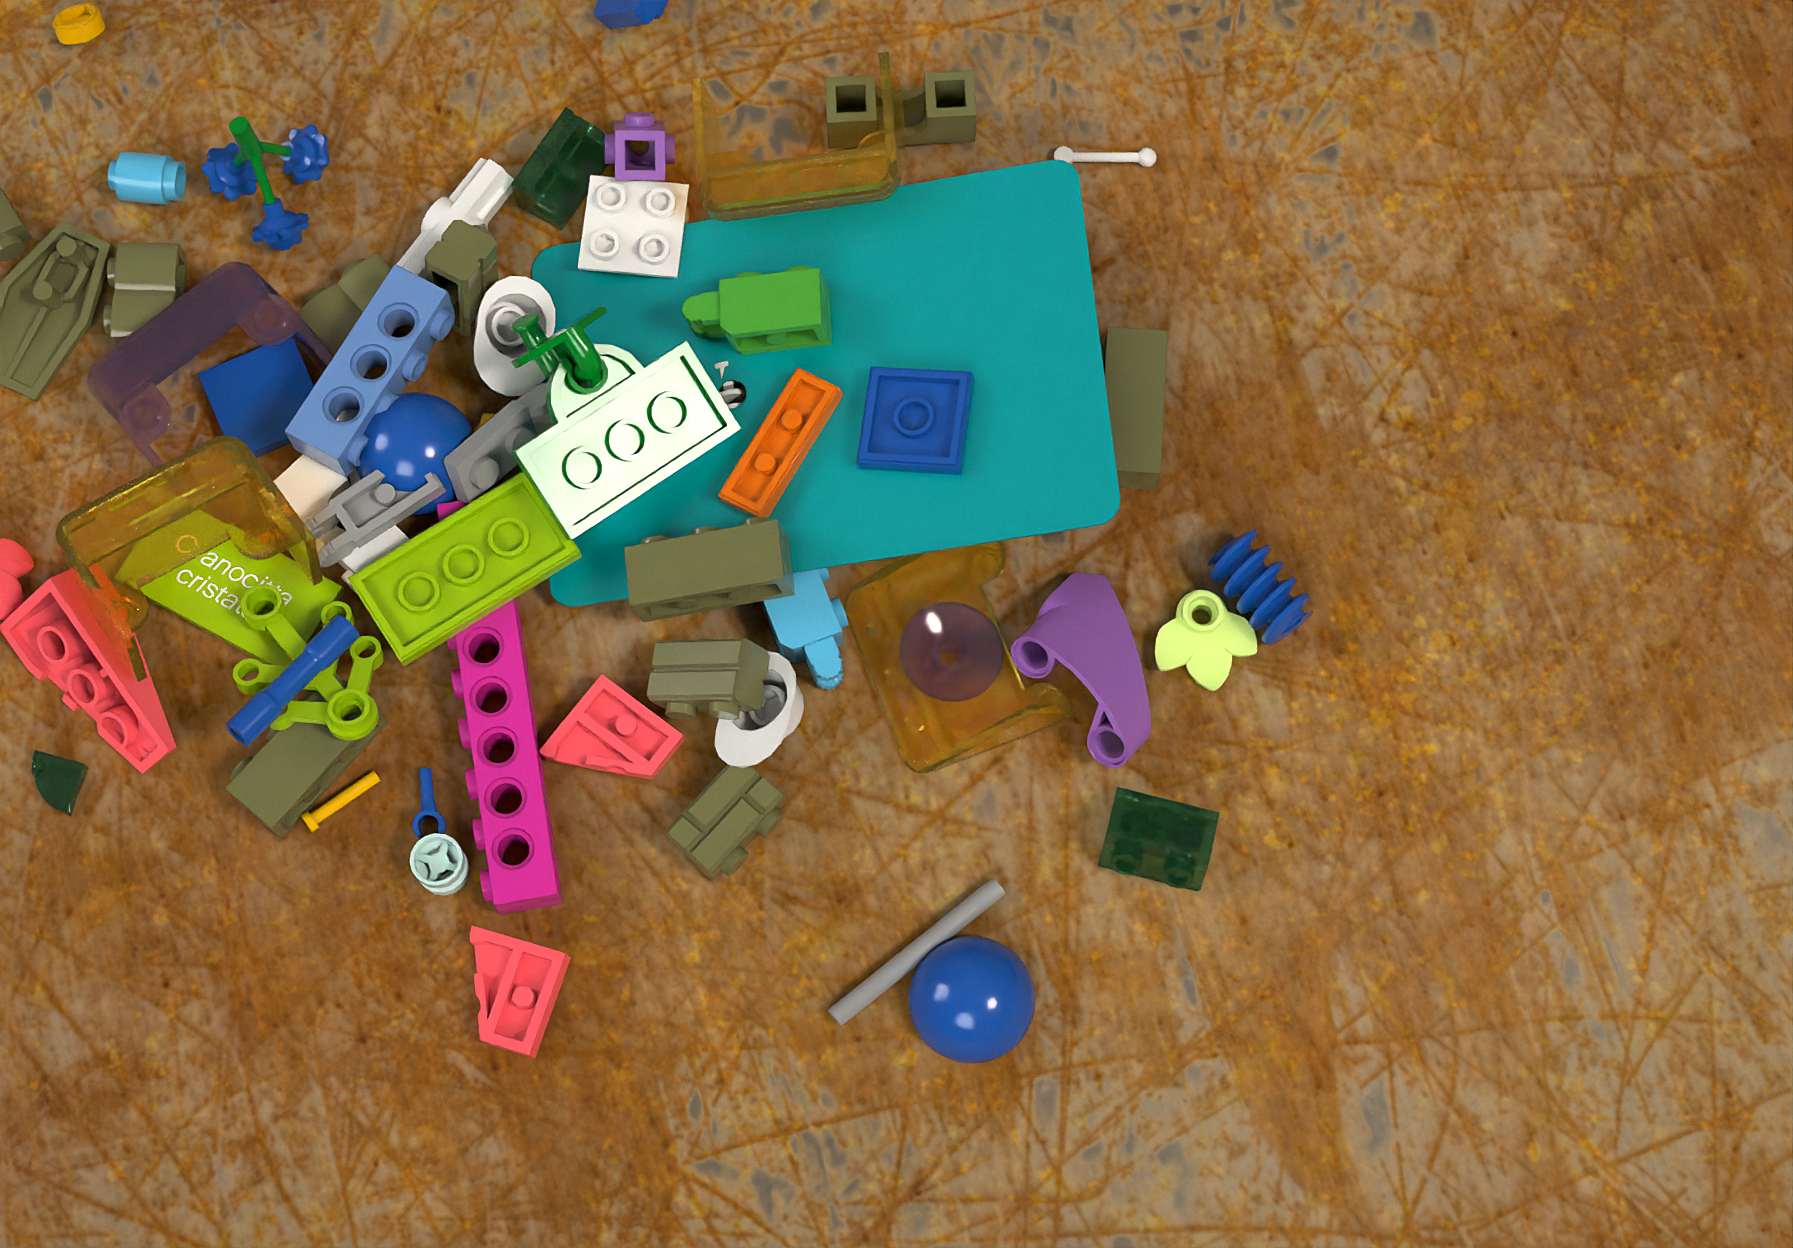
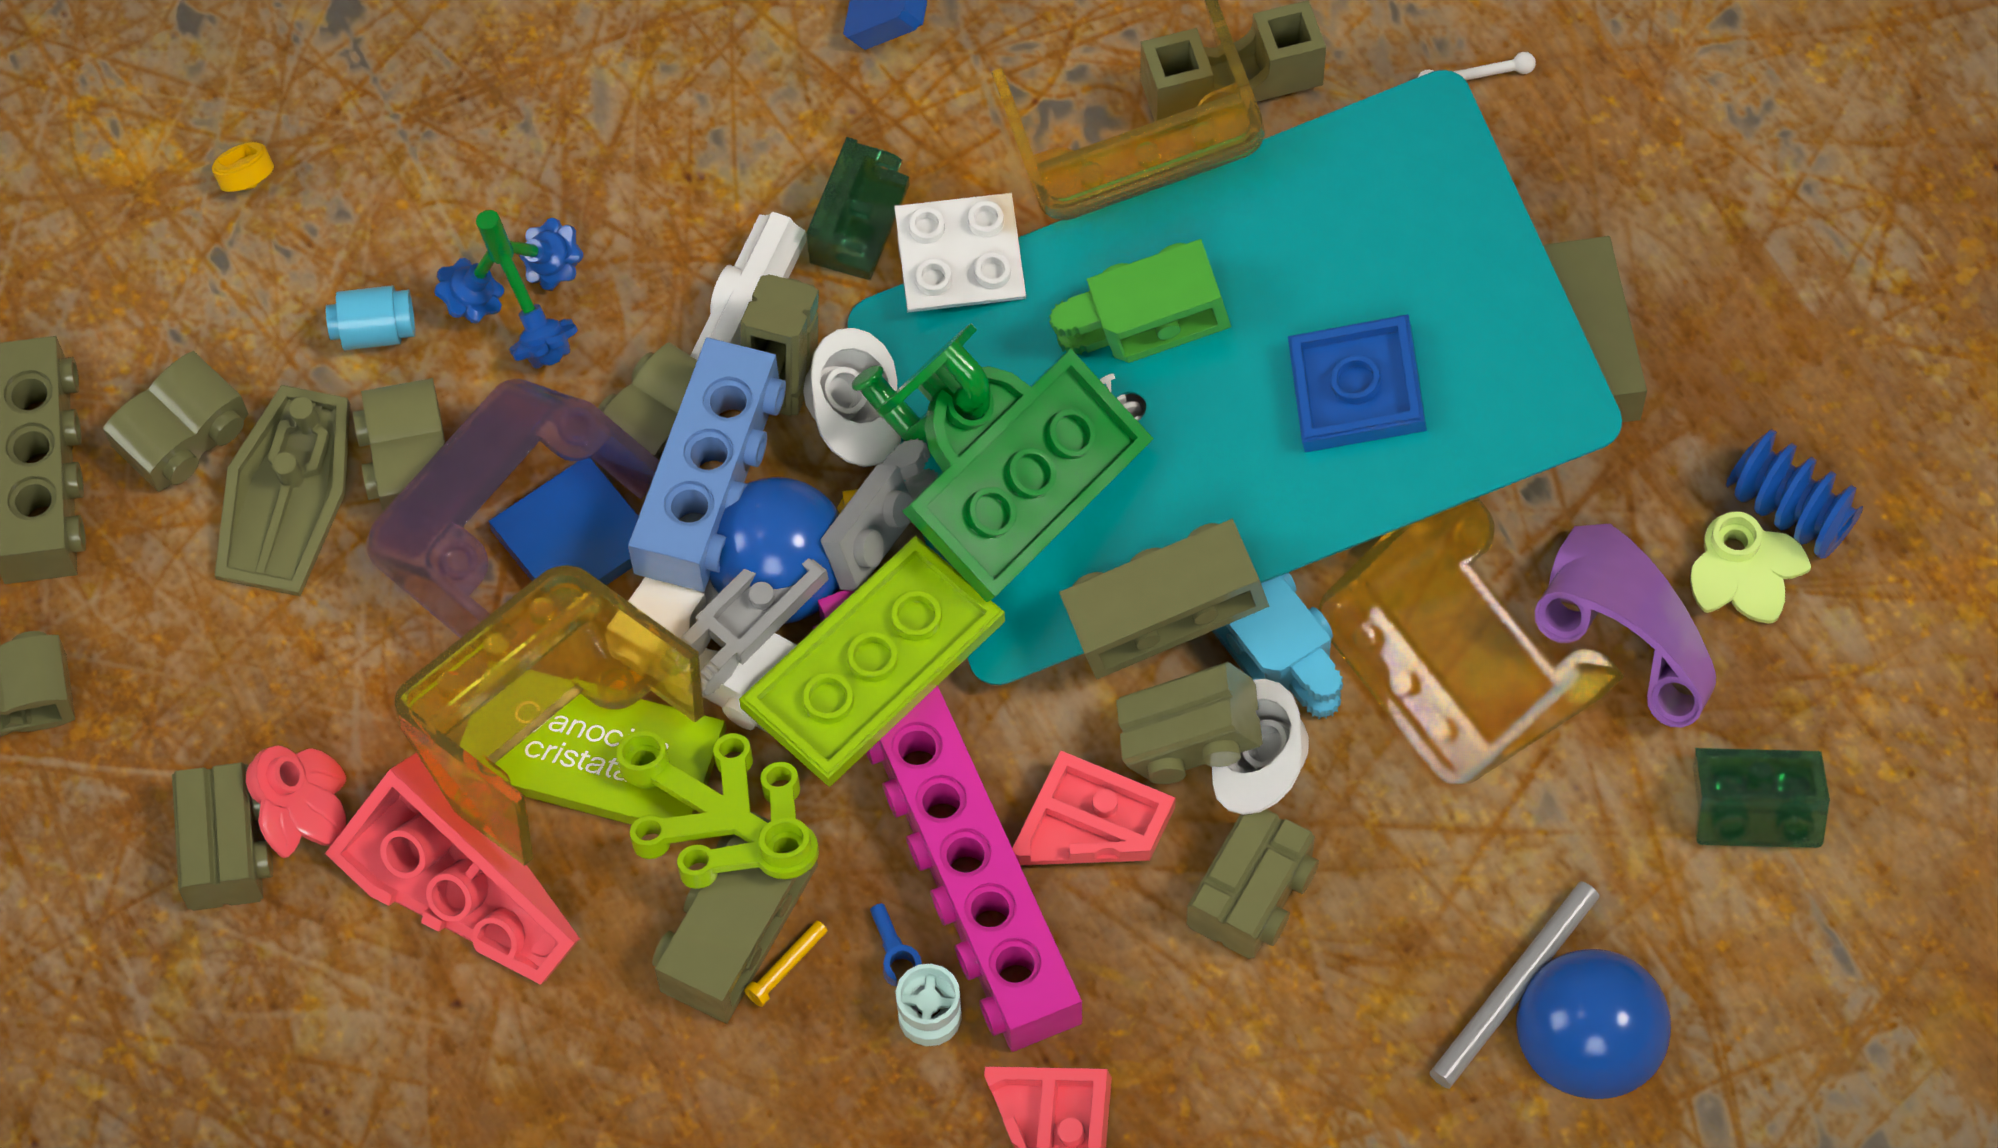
camera: 10 degrees left, 10 degrees down
(58, 780) = (441, 1013): clear green tile -> none
(269, 703) = (689, 852): blue piece -> none
(644, 165) = (964, 167): medium lavender brick -> none
(781, 444) = (1205, 445): orange tile -> none
(957, 630) = (1468, 617): dish -> none

